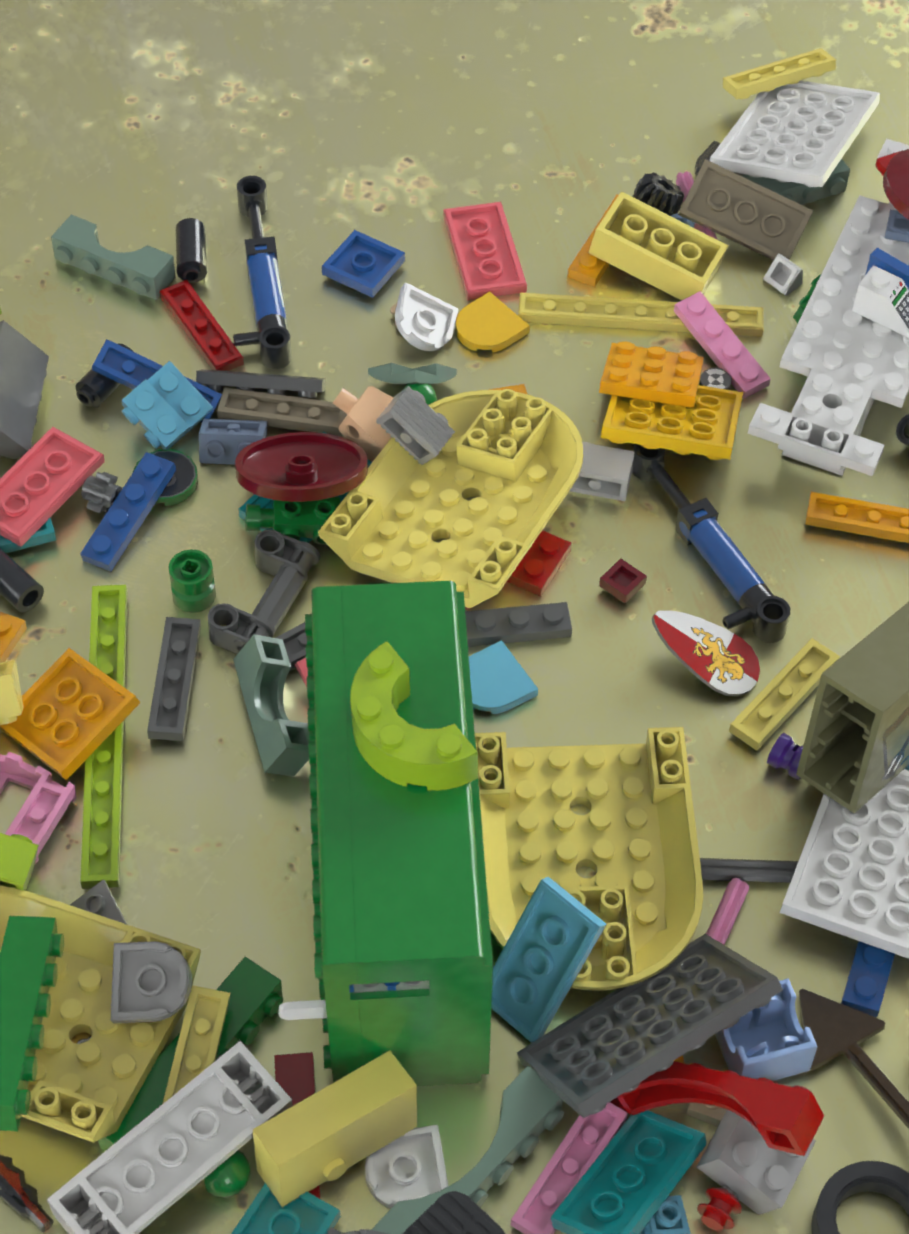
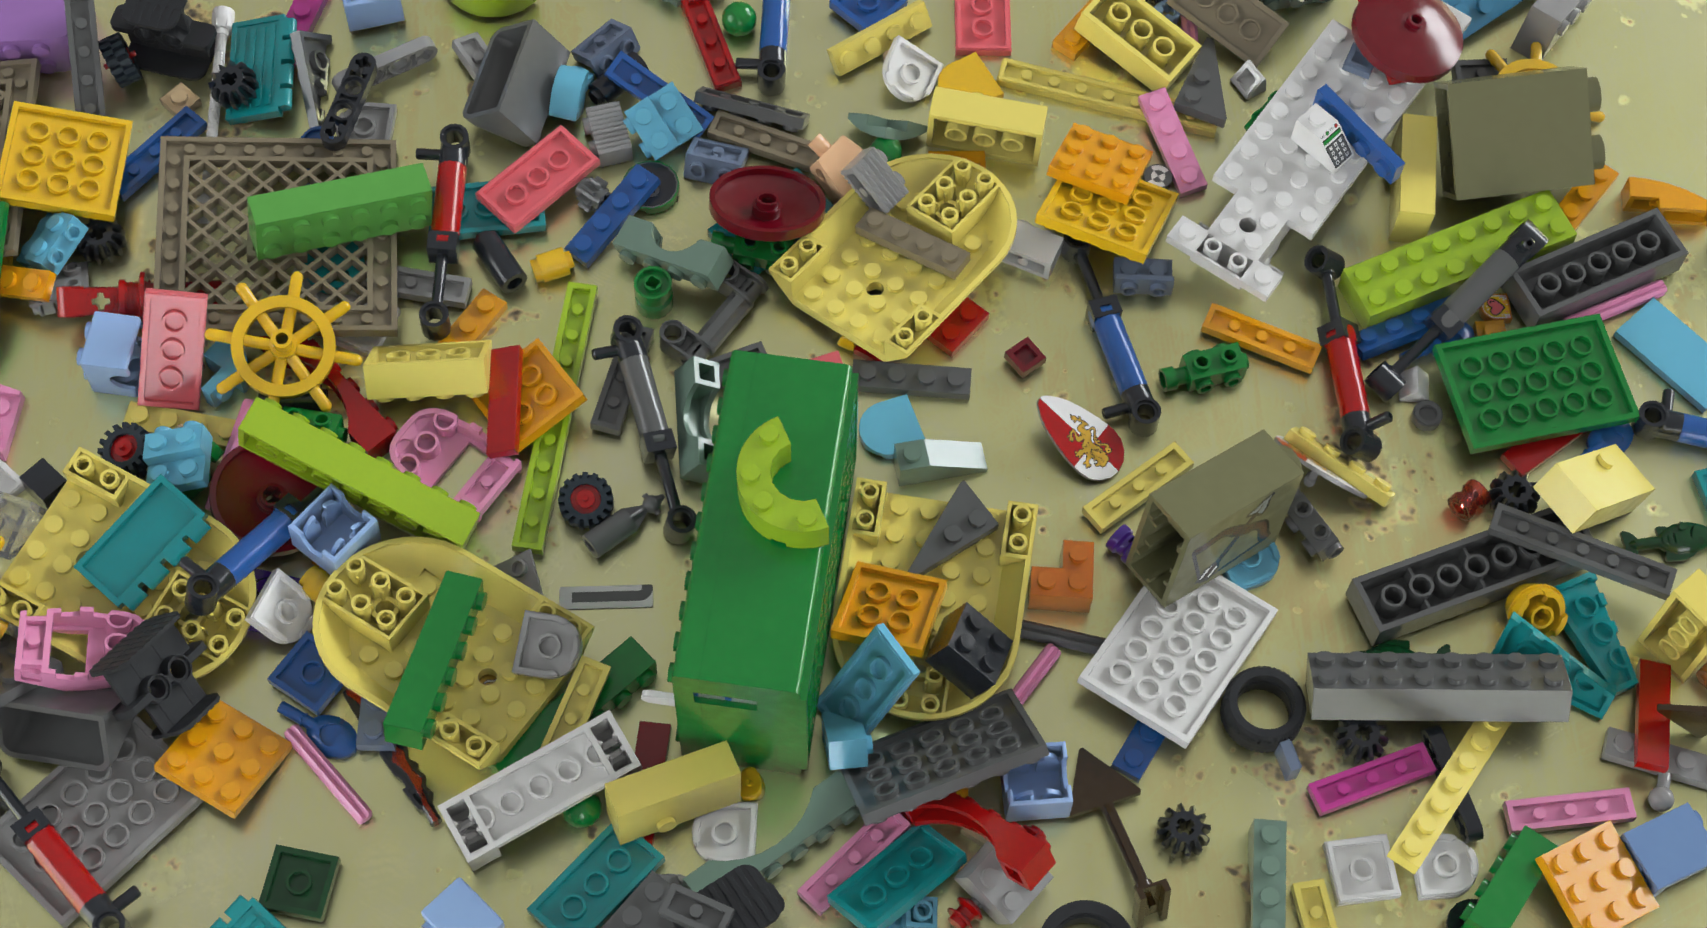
camera: 10 degrees right, 10 degrees up
(43, 723) = (504, 402): none -> red tile
(55, 394) = (569, 92): none -> medium azure brick
(69, 572) = (552, 265): none -> yellow brick
(84, 345) = (604, 45): none -> sand blue bracket
(107, 429) = (608, 133): none -> light grey brick
(159, 816) = (585, 500): none -> black wheel
(204, 838) = (620, 525): none -> dark grey wheel
(206, 920) = (606, 596): none -> sticker
(227, 297) = (739, 19): none -> green piece
(229, 735) = (656, 439): none -> black piece
(241, 539) = (701, 264): none -> sand green arch
(382, 293) = (878, 37): none -> light yellow plate
(428, 1105) = (752, 785): none -> yellow piece
(472, 481) = (913, 243): none -> dark tan plate
(527, 1030) = (845, 742): none -> medium azure slope
(529, 852) = (890, 596): none -> light orange plate
(532, 353) = (986, 123): none -> light yellow brick
(551, 703) = (936, 460): none -> sand green slope
(598, 769) = (958, 528): none -> dark grey wing
(650, 897) = (969, 650): none -> black brick
(728, 480) = (1149, 278): none -> sand blue bracket
(738, 809) = (1064, 587): none -> orange brick
(739, 291) = (1202, 90): none -> dark grey wing
(823, 560) = (1221, 364): none -> green brick

